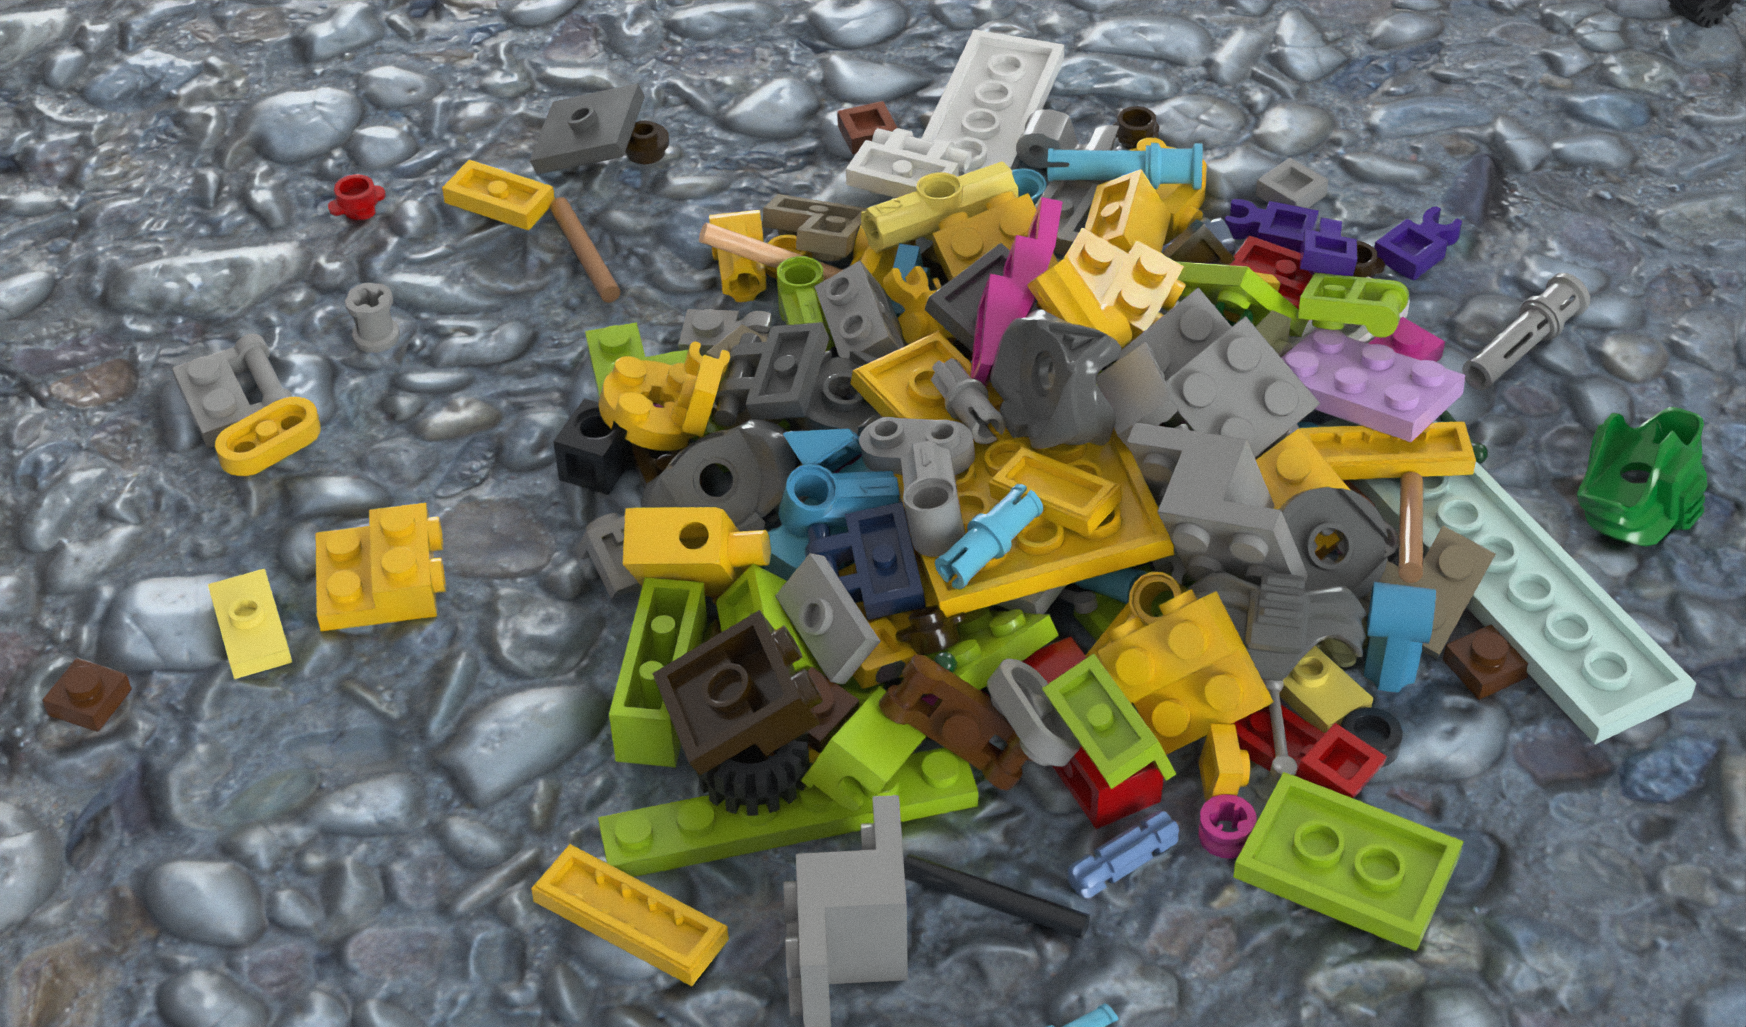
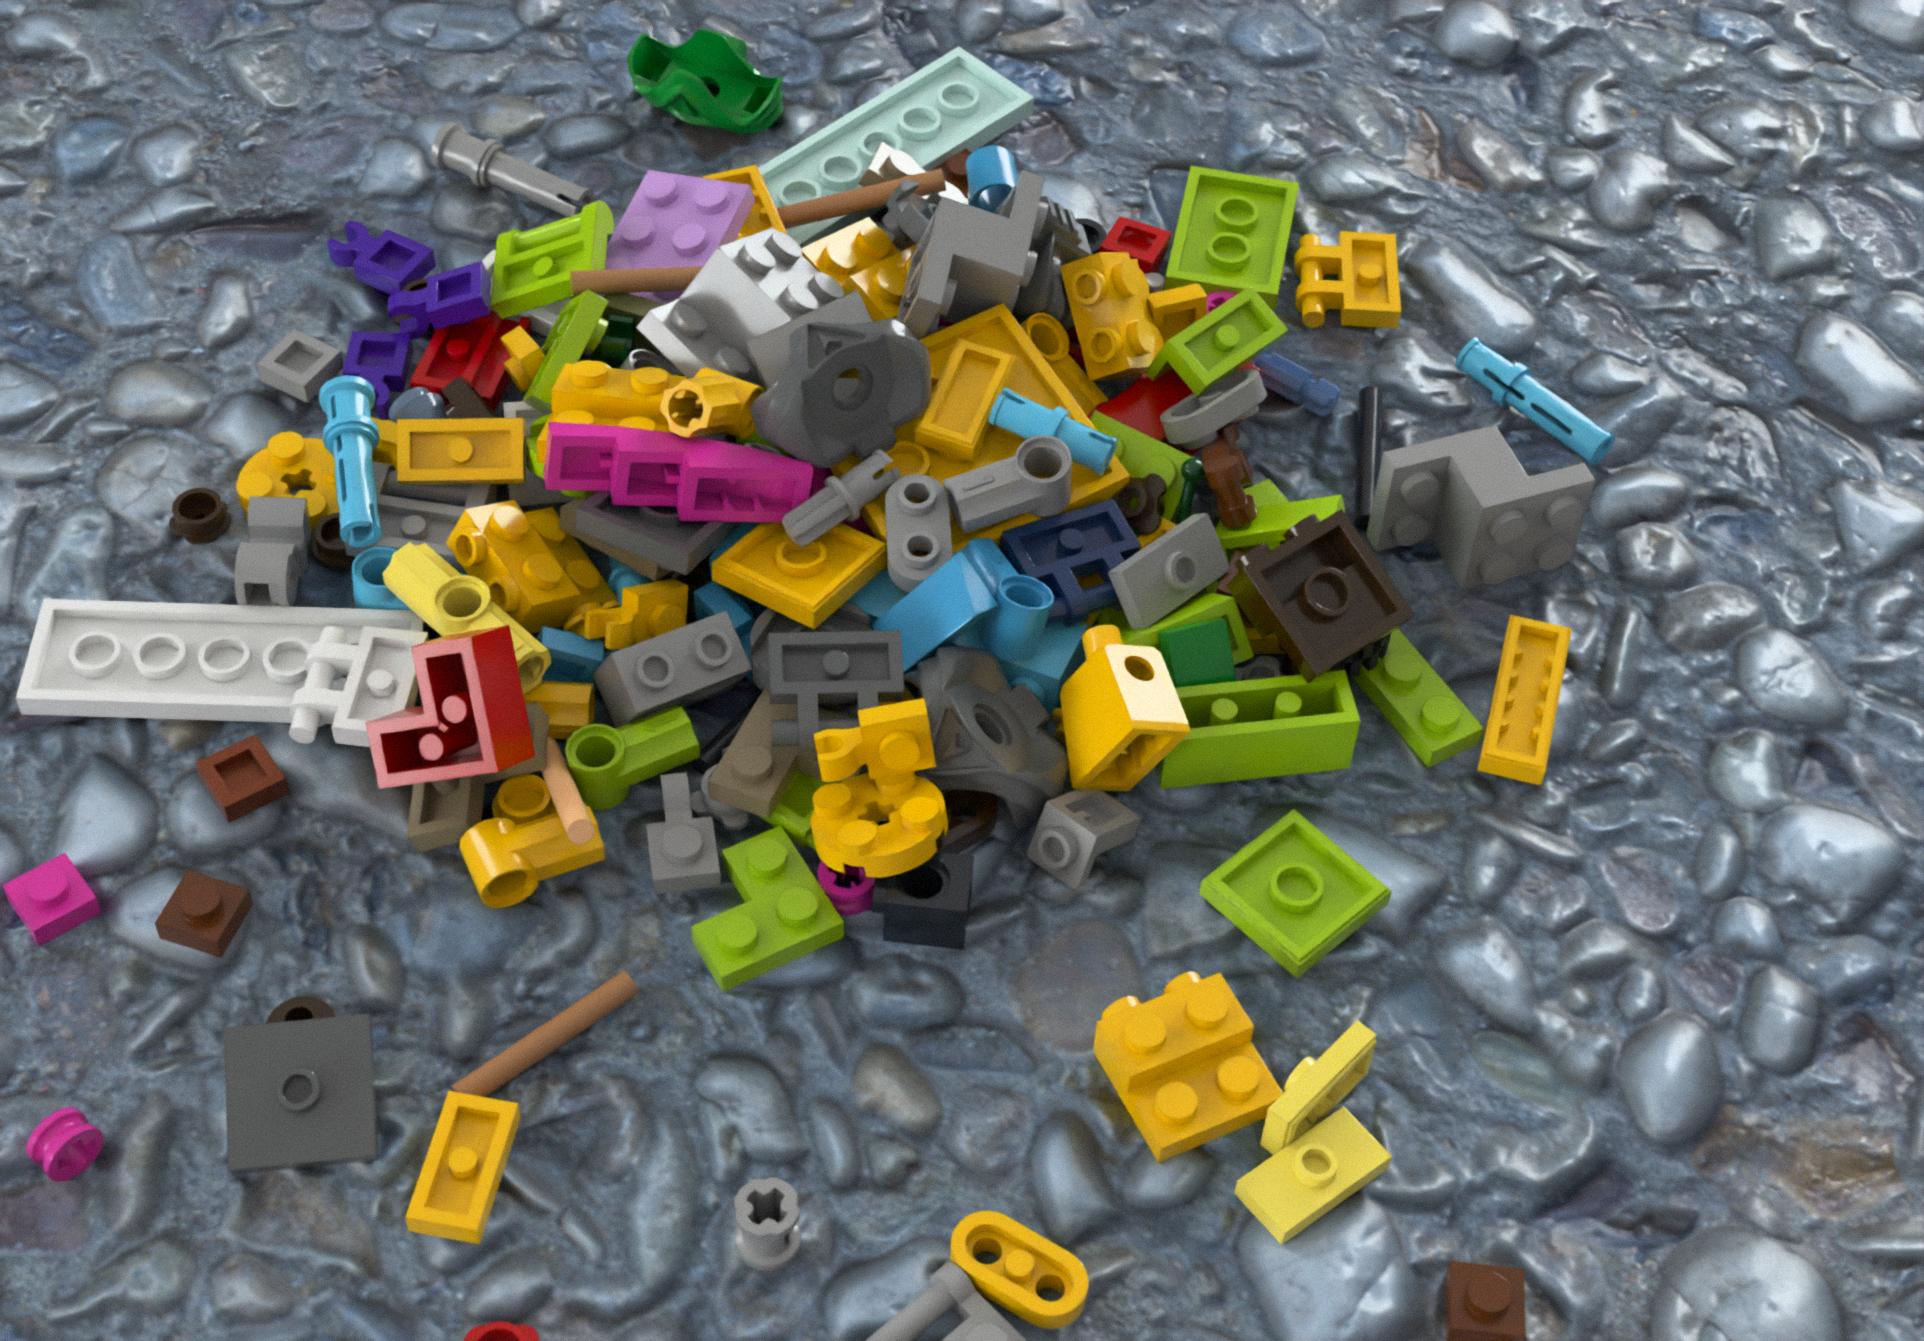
camera: 110 degrees left, 5 degrees up
(309, 632) = (1318, 1087): none -> light yellow plate
(498, 677) = (1295, 893): none -> lime plate
(604, 39) = (65, 1144): none -> dark pink bush
(728, 609) = (1198, 653): none -> green tile
(764, 111) = (204, 913): none -> reddish brown plate
(806, 50) = (52, 899): none -> dark pink plate
(823, 172) = (469, 714): none -> red brick
(1257, 965) = (1366, 285): none -> yellow plate
(1288, 322) = (633, 280): none -> medium nougat bar

